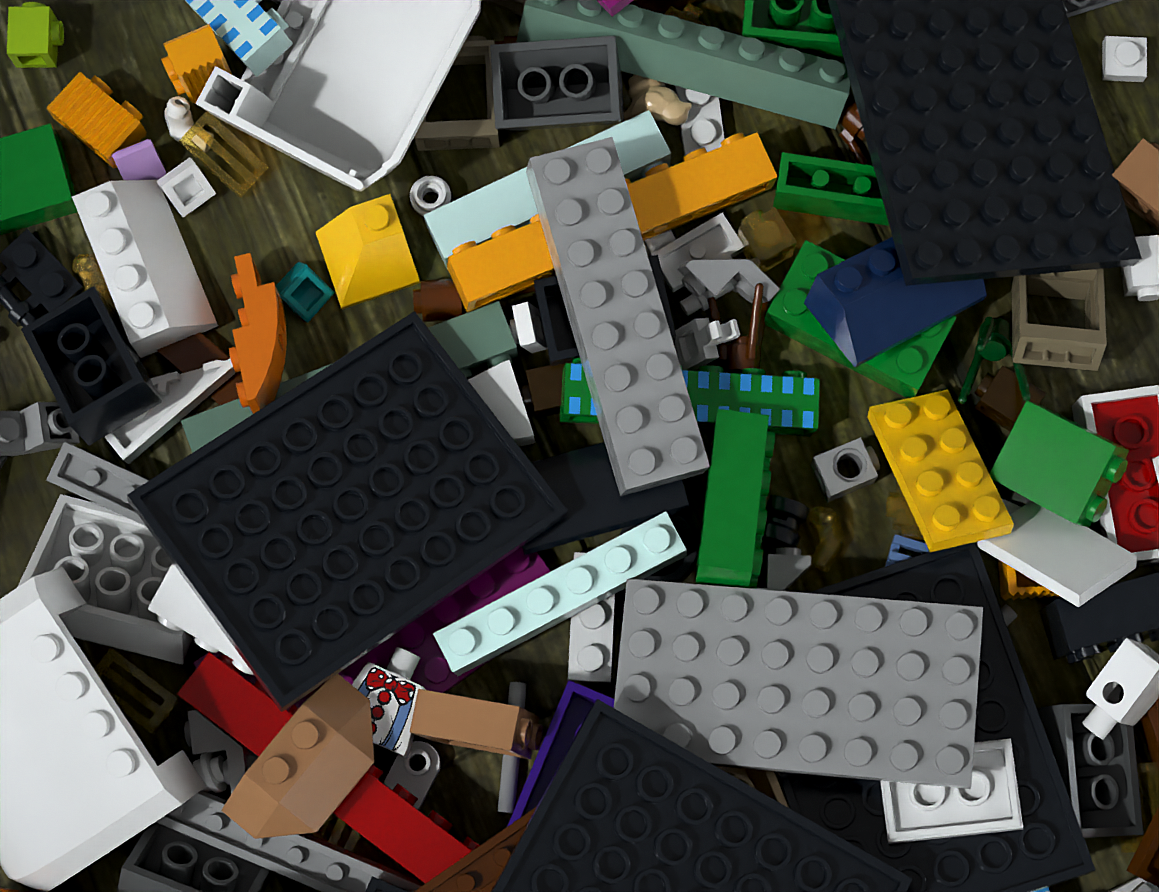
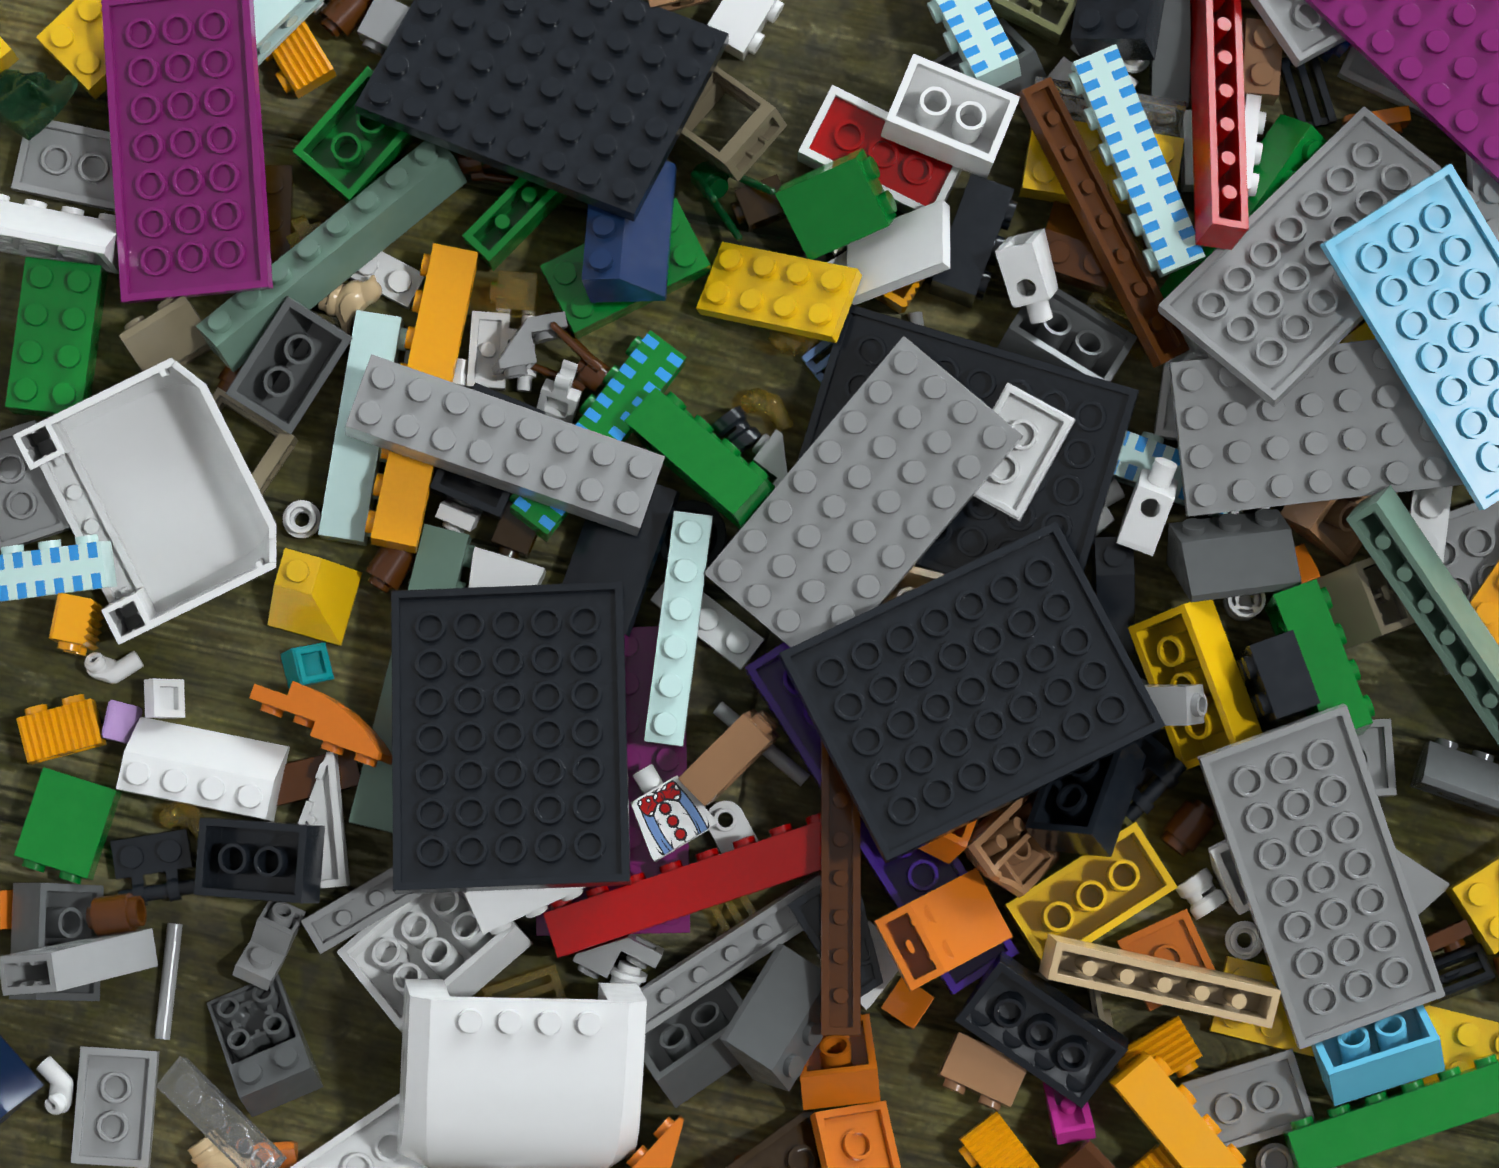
camera: 60 degrees left, 5 degrees up
(234, 142) = (189, 646): clear yellow tile -> none
(307, 765) = (679, 896): medium nougat wedge -> none
(832, 482) = (723, 374): light grey brick -> none

